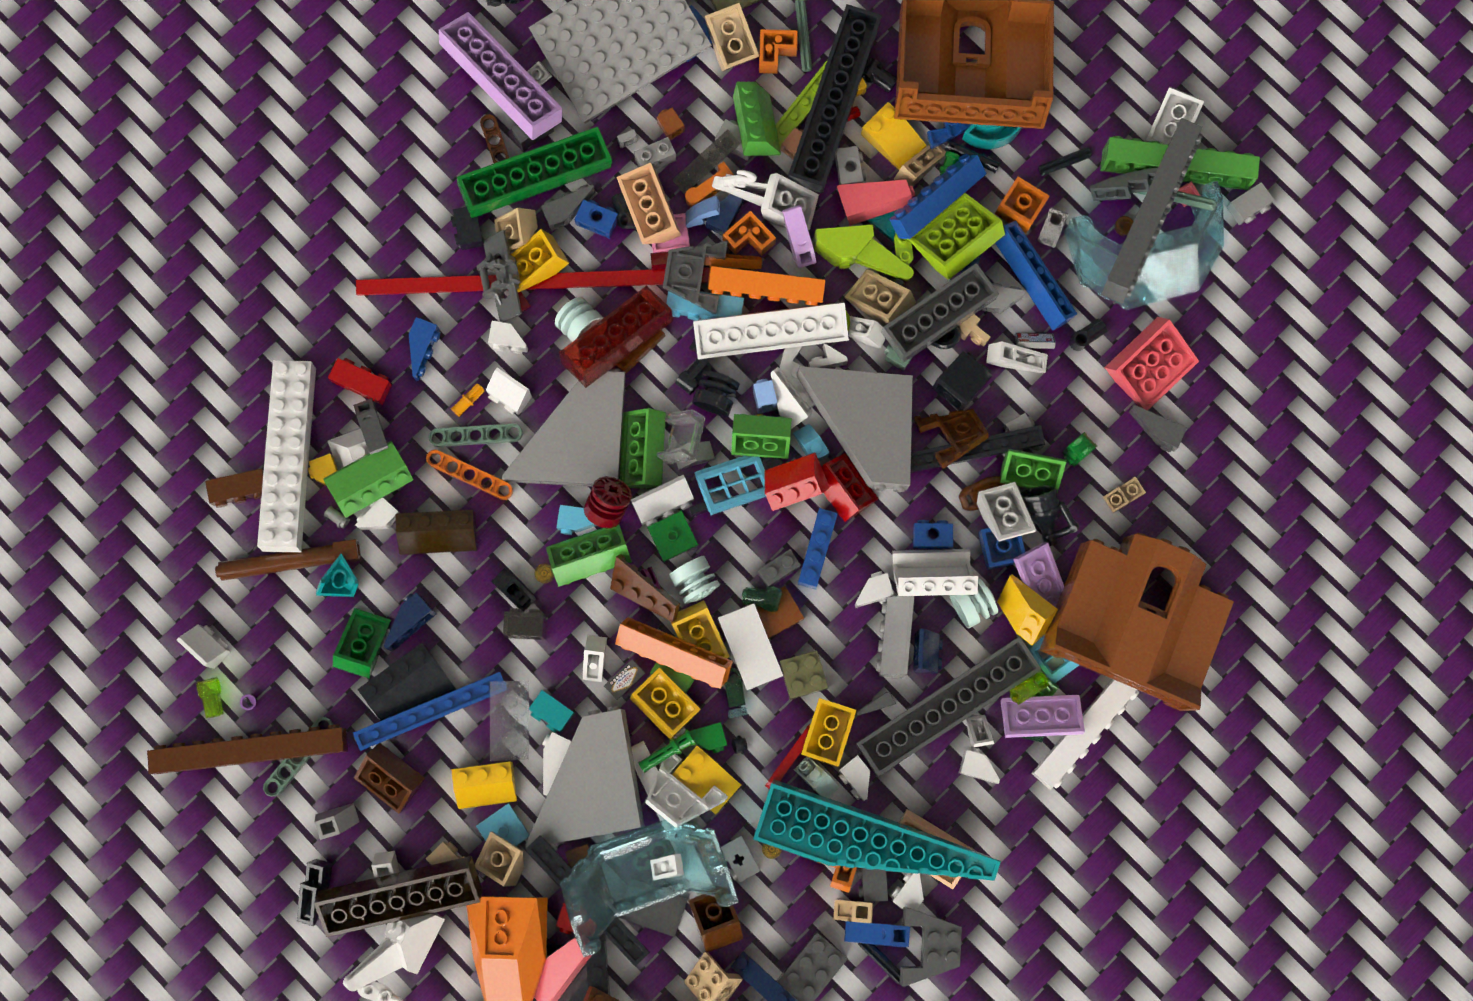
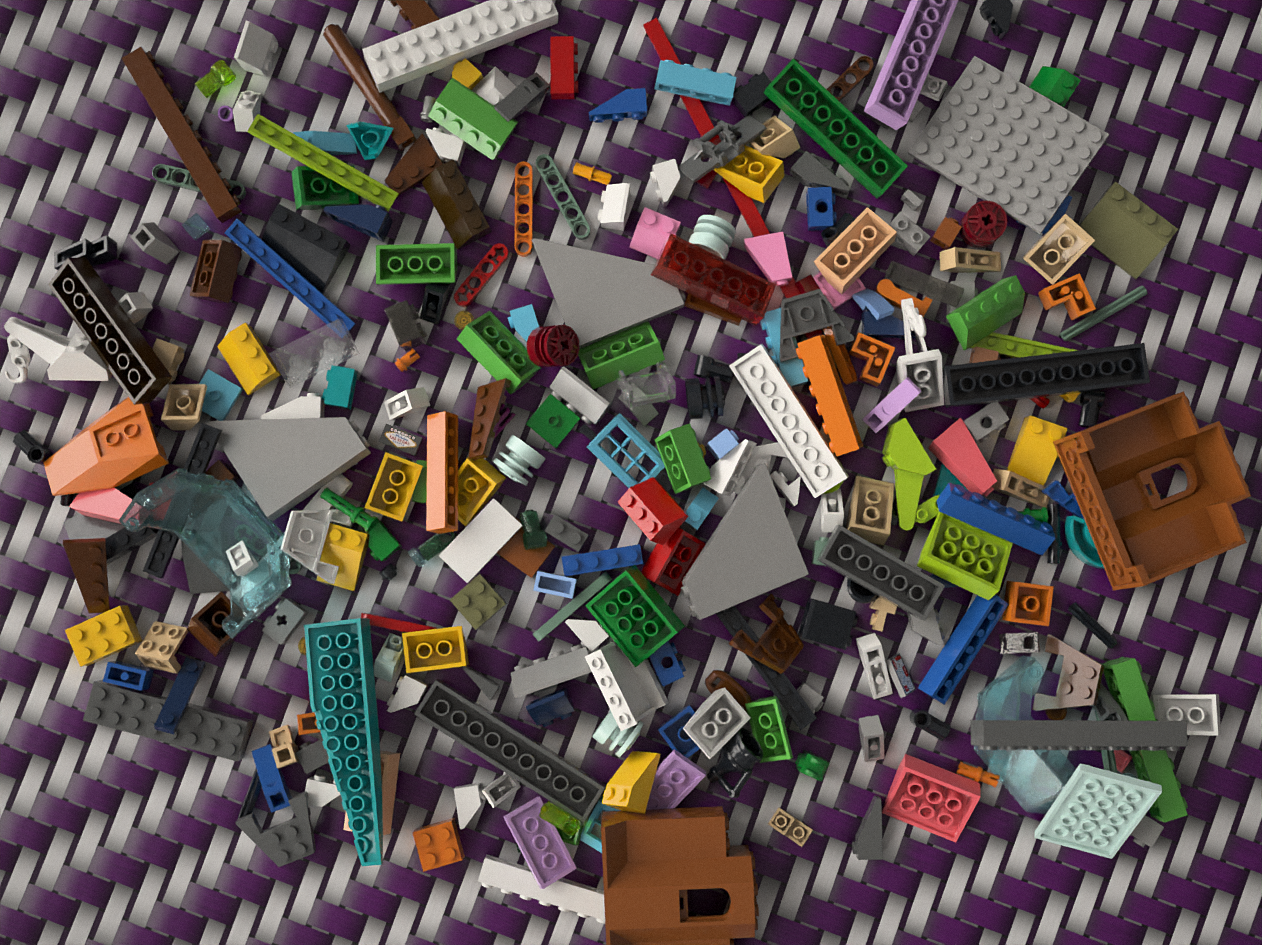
camera: 70 degrees right, 5 degrees up
(256, 681) = (246, 110): none -> white slope
(321, 625) = (330, 142): none -> medium azure slope
(338, 778) = (195, 226): none -> clear light blue tile
(340, 631) = (322, 162): none -> lime plate
(382, 553) = (413, 167): none -> reddish brown wing
(432, 272) = (695, 82): none -> medium azure brick
(473, 590) = (416, 263): none -> bright green slope
(508, 540) = (478, 273): none -> red beam
(547, 370) = (652, 232): none -> bright pink slope
(555, 641) = (405, 361): none -> orange pin
(619, 279) = (770, 256): none -> bright pink slope
(680, 98) = (973, 227): none -> dark red wheel
(704, 115) = (969, 260): none -> tan slope
(820, 599) = (555, 584): none -> light blue brick
(845, 594) = (572, 606): none -> sand green beam
(880, 541) = (635, 615): none -> green slope
(1003, 810) = (438, 844): none -> orange brick
(1078, 389) = (871, 738): none -> light grey slope
(1106, 193) = (1078, 679): none -> wing
(1149, 315) = (978, 774): none -> orange pin
(1224, 228) = (1097, 811): none -> light aqua plate

